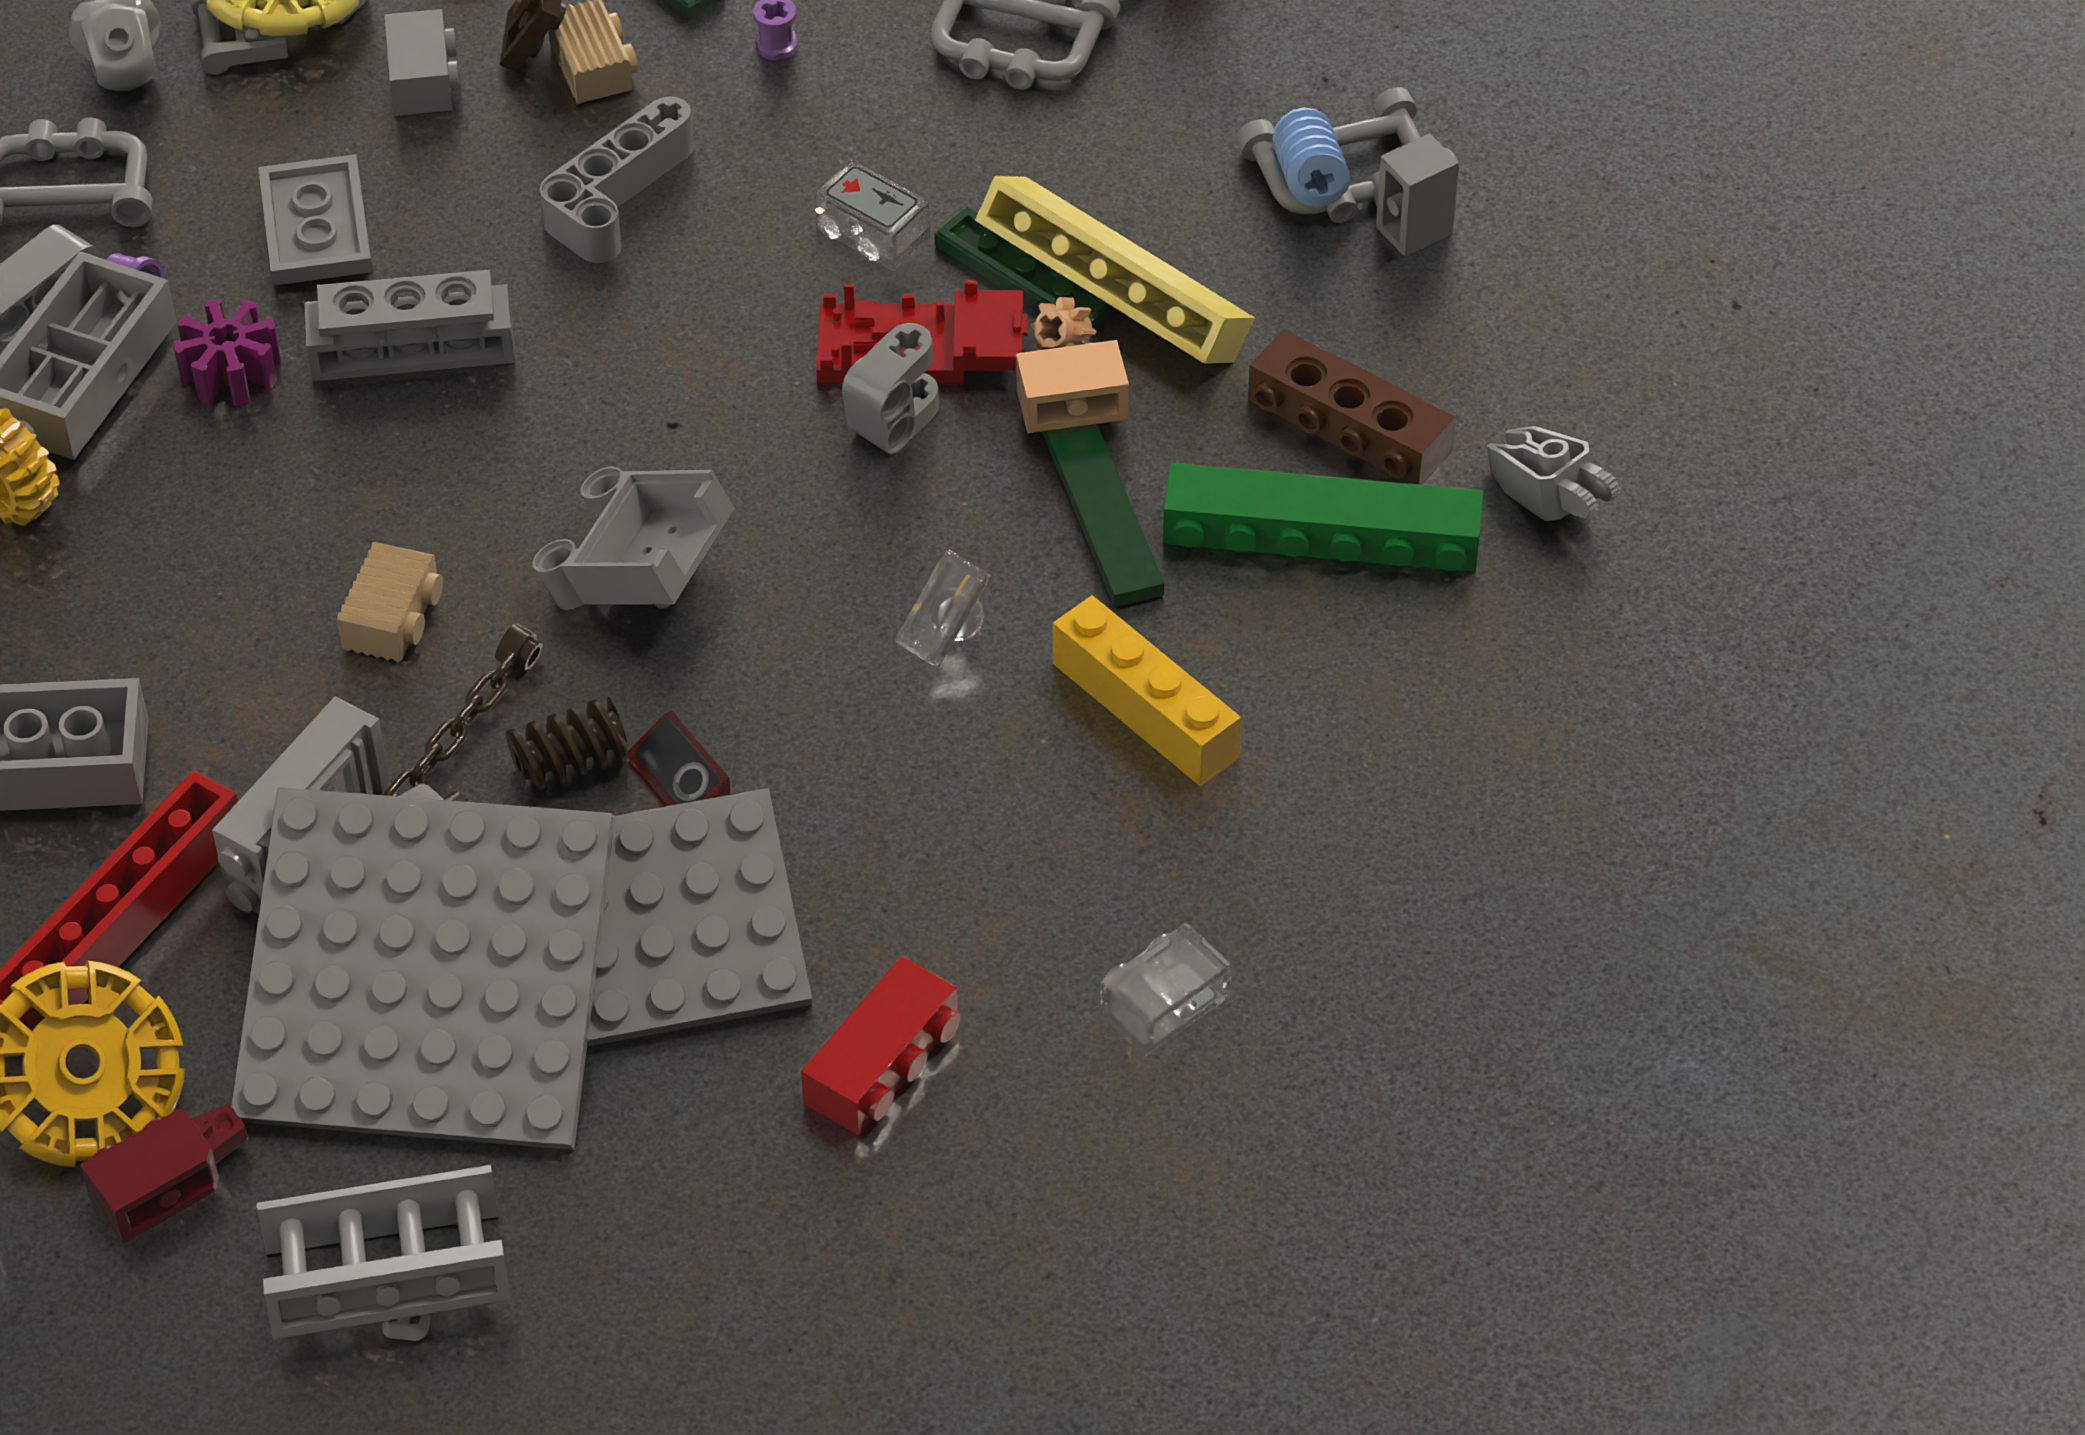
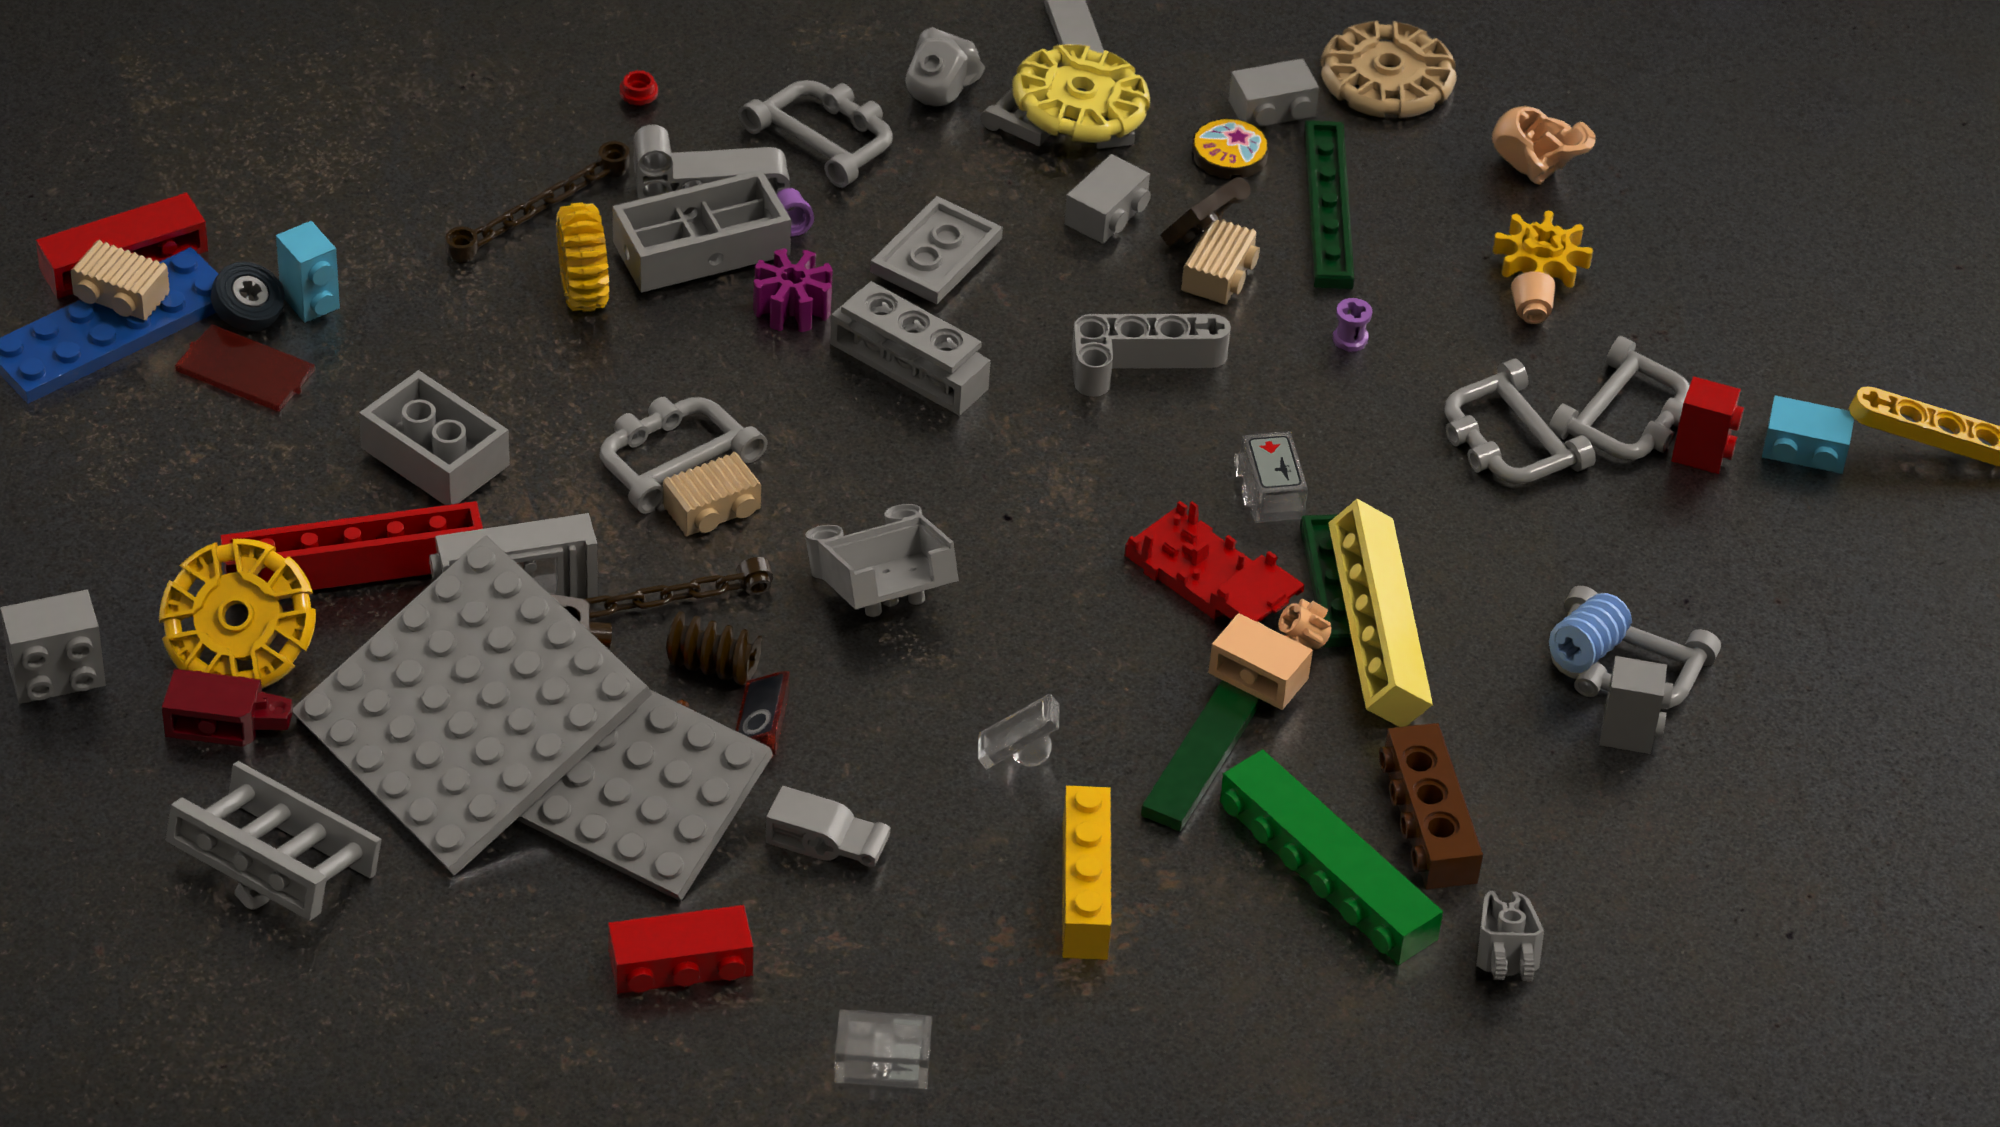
camera: 40 degrees right, 5 degrees down
(246, 559) = (645, 489): none -> light grey bar
(869, 833) = (822, 828): none -> light grey piece
(885, 389) = (1126, 577): light grey piece -> none

